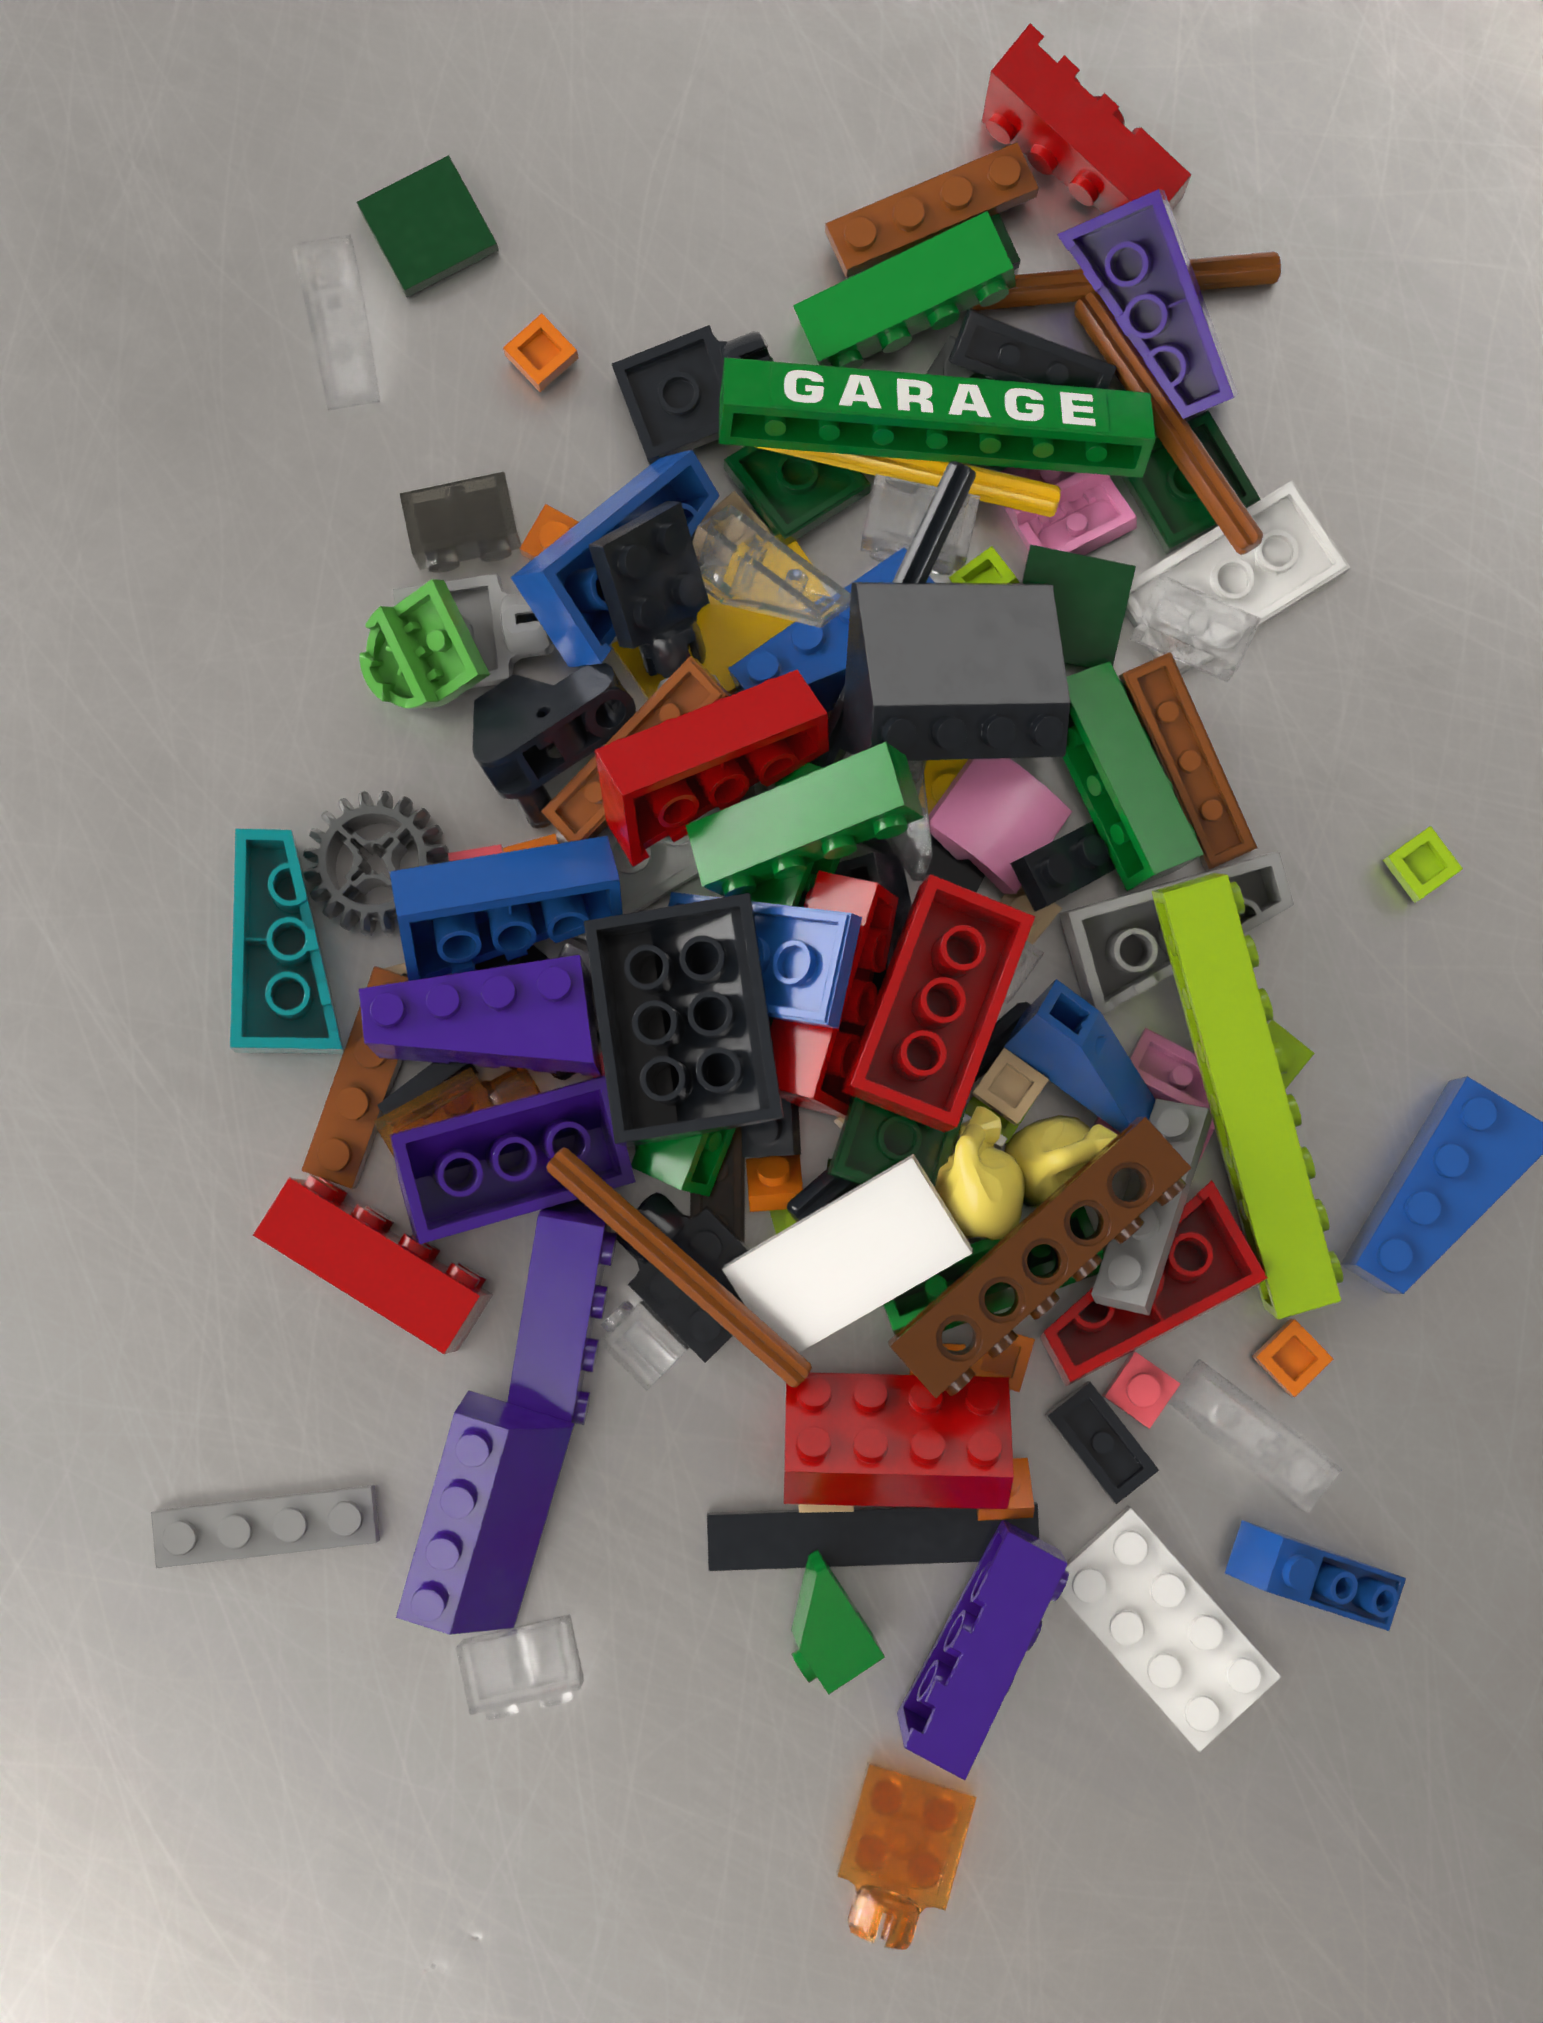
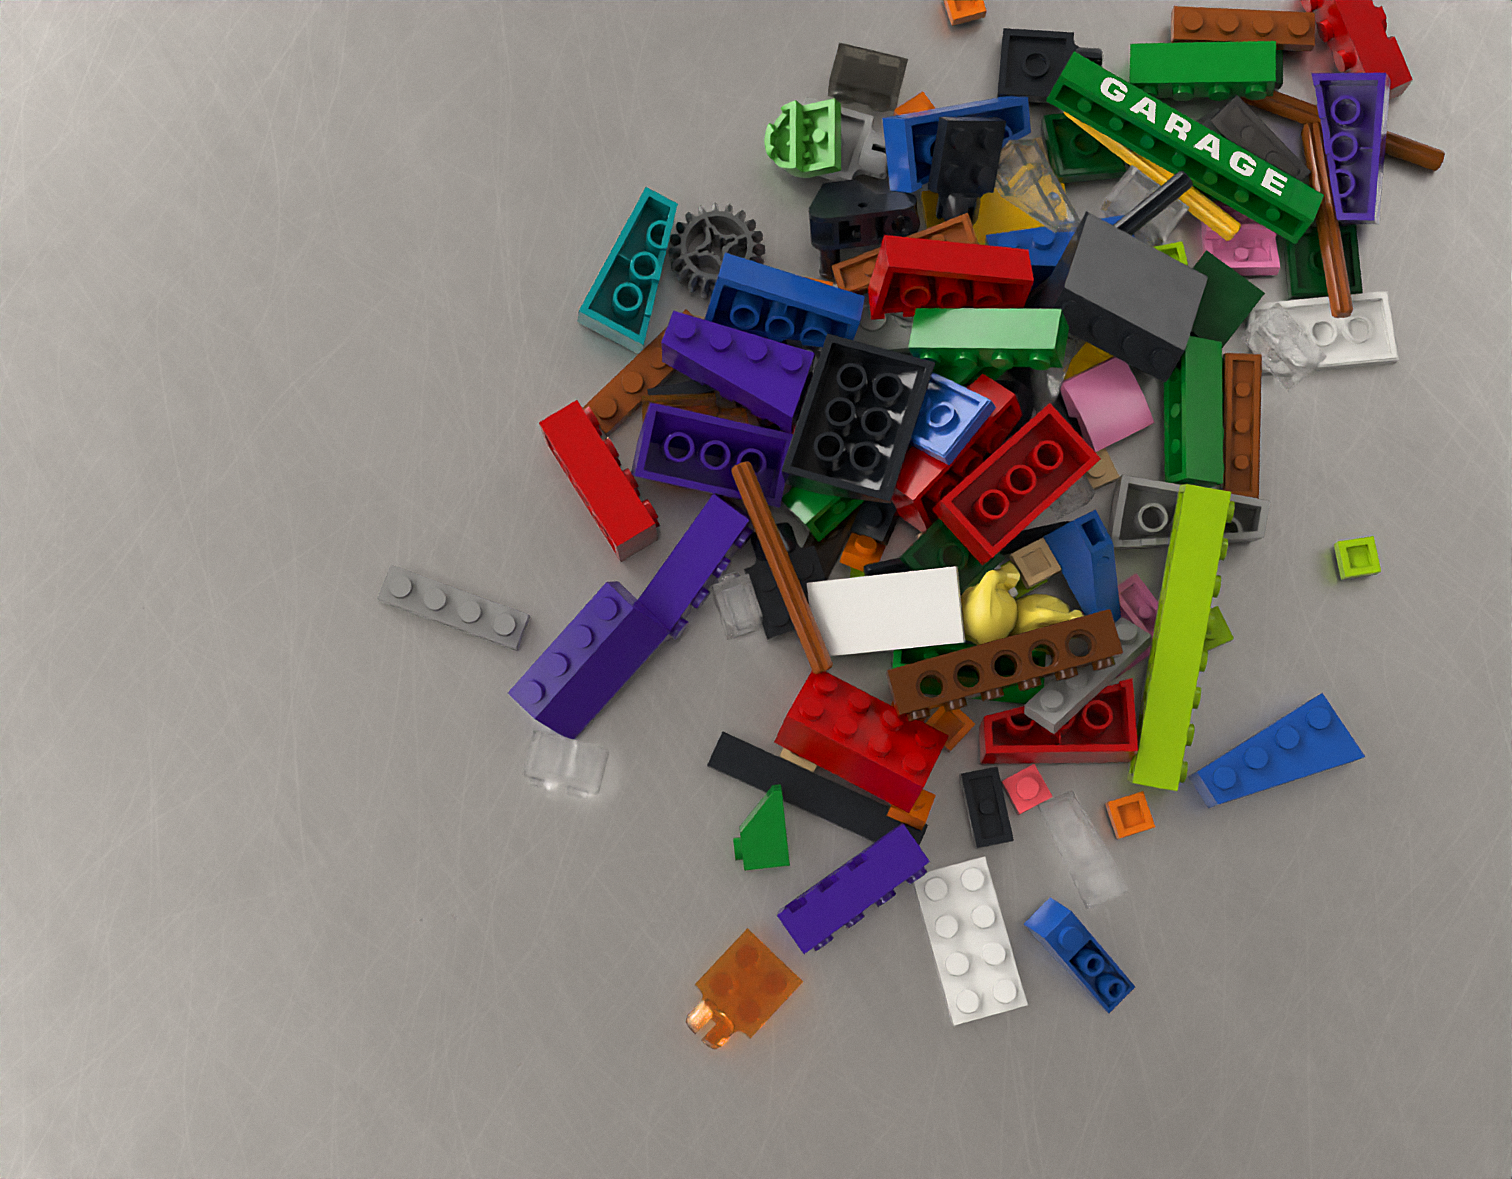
camera: 25 degrees right, 5 degrees down
(1063, 866) = (1132, 450): black plate -> none

